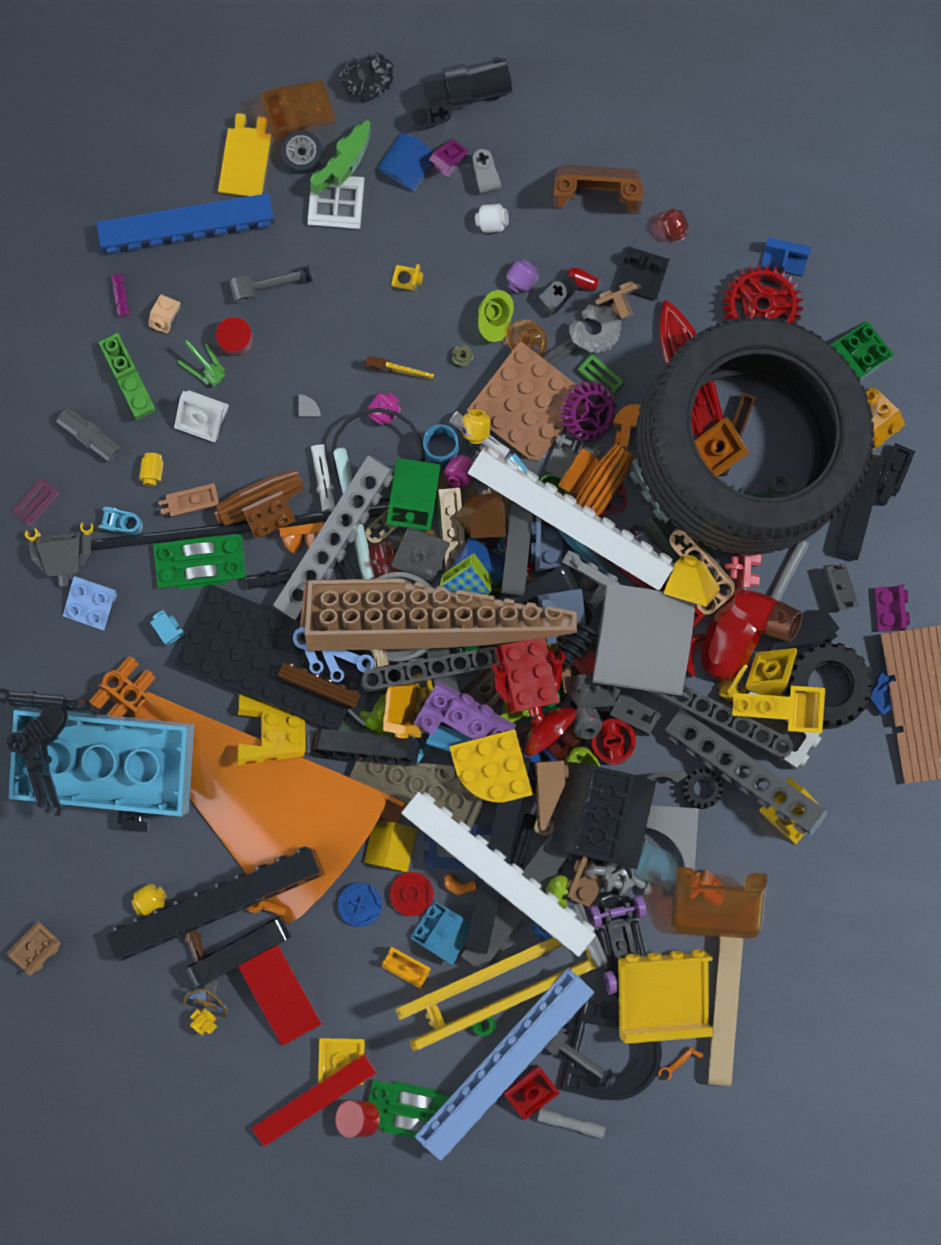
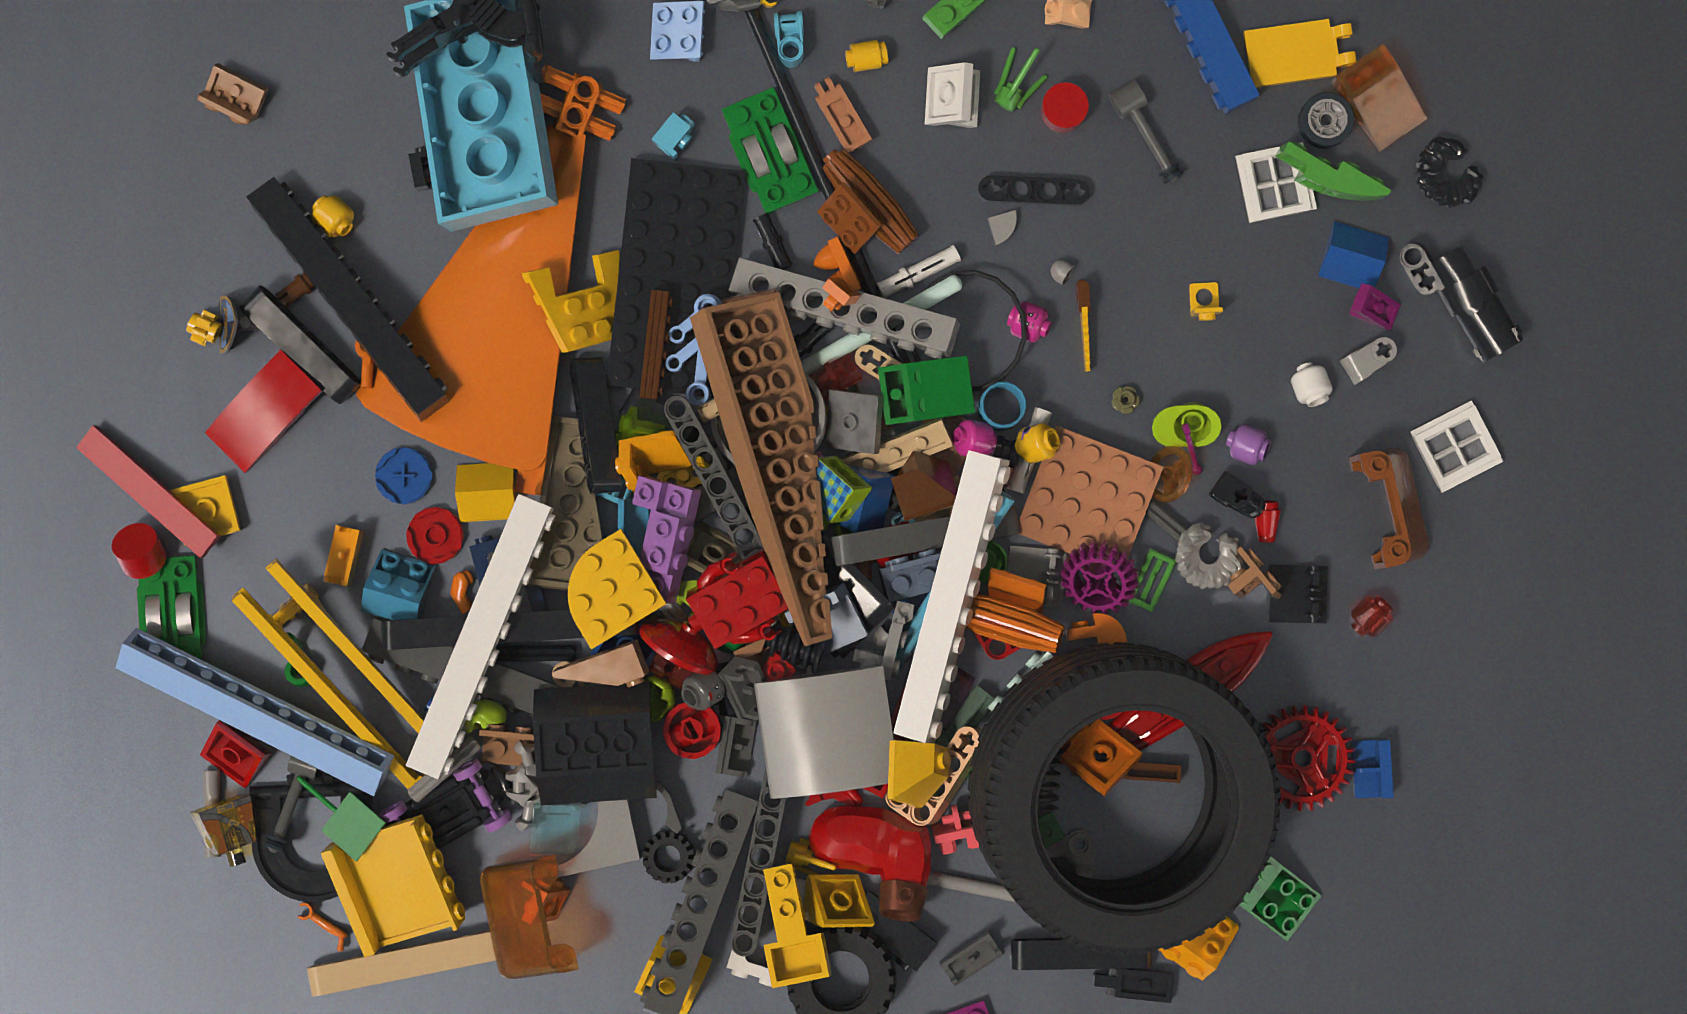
camera: 70 degrees right, 5 degrees up
(291, 378) = (1033, 186): none -> black beam
(324, 535) = (840, 294): none -> orange tile
(353, 374) = (1061, 271): none -> light grey hinge
(499, 316) = (1196, 468): none -> magenta hinge
(568, 128) = (1456, 446): none -> white piece
(585, 1112) = (227, 827): none -> torso
(610, 1014) = (351, 825): none -> green piece

